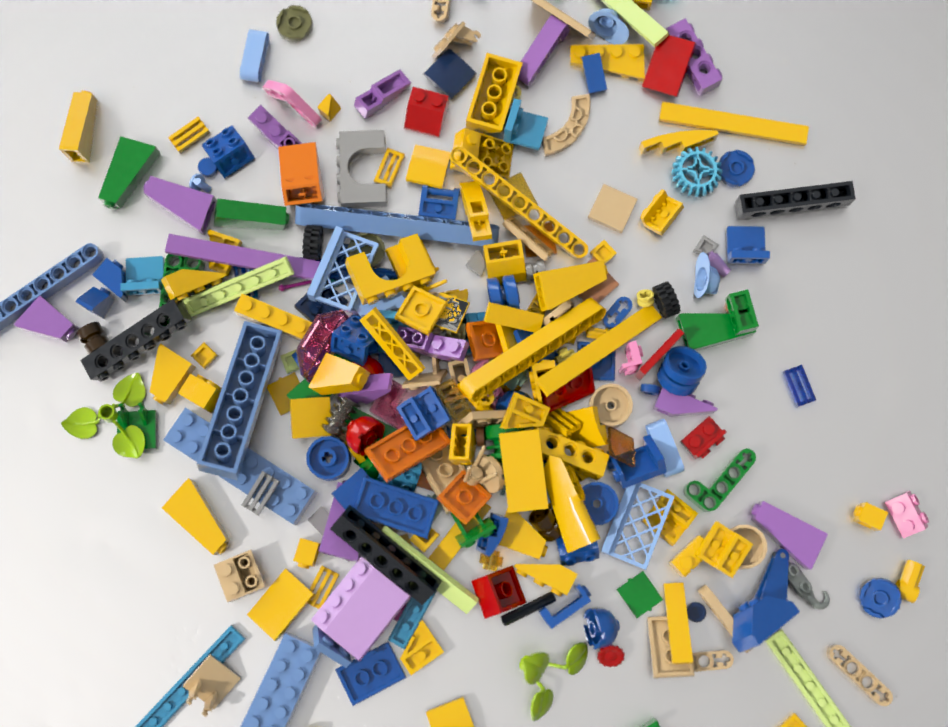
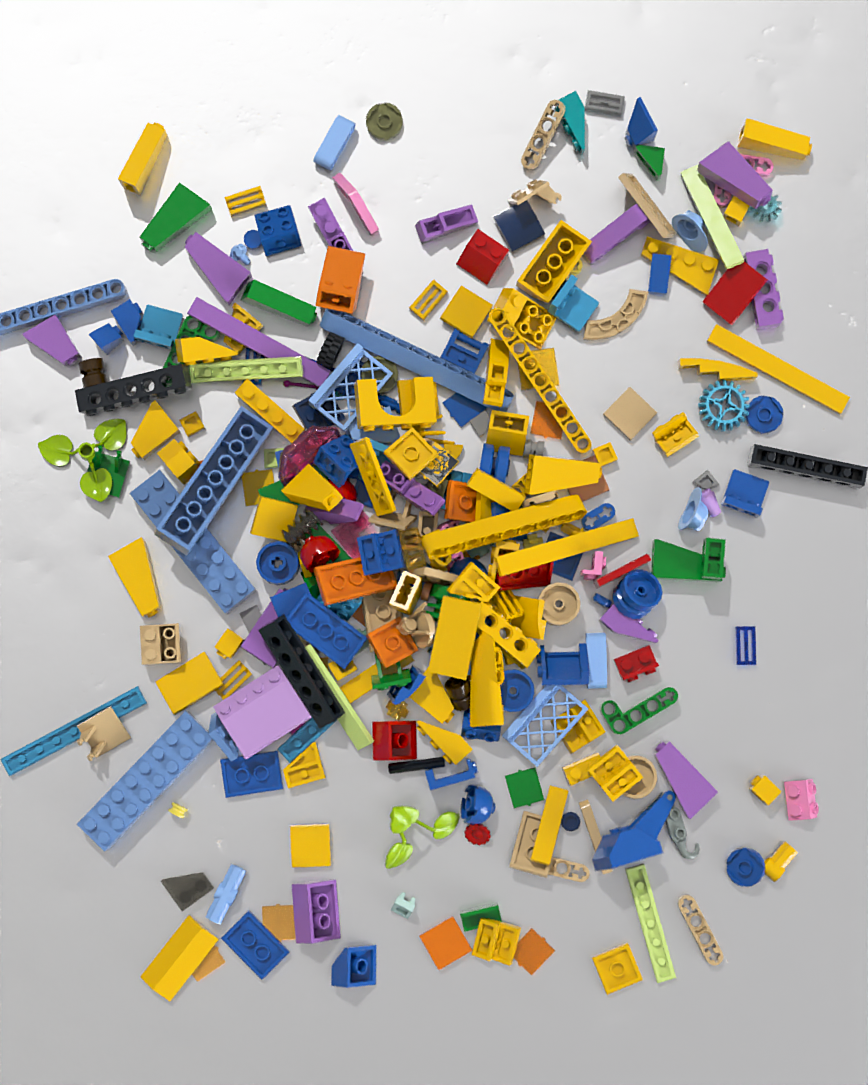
camera: 15 degrees right, 5 degrees up
(246, 502) = (199, 569): light grey tile -> none
(329, 107) = (389, 220): yellow slope -> none
(351, 146) = (398, 266): light grey arch -> none
(455, 255) = (463, 408): none -> blue piece
(528, 238) = (537, 416): tan tile -> none
(621, 446) = (554, 645): clear orange piece -> none
(645, 298) = (629, 512): light yellow bush -> none
(666, 300) = (647, 521): black tyre -> none

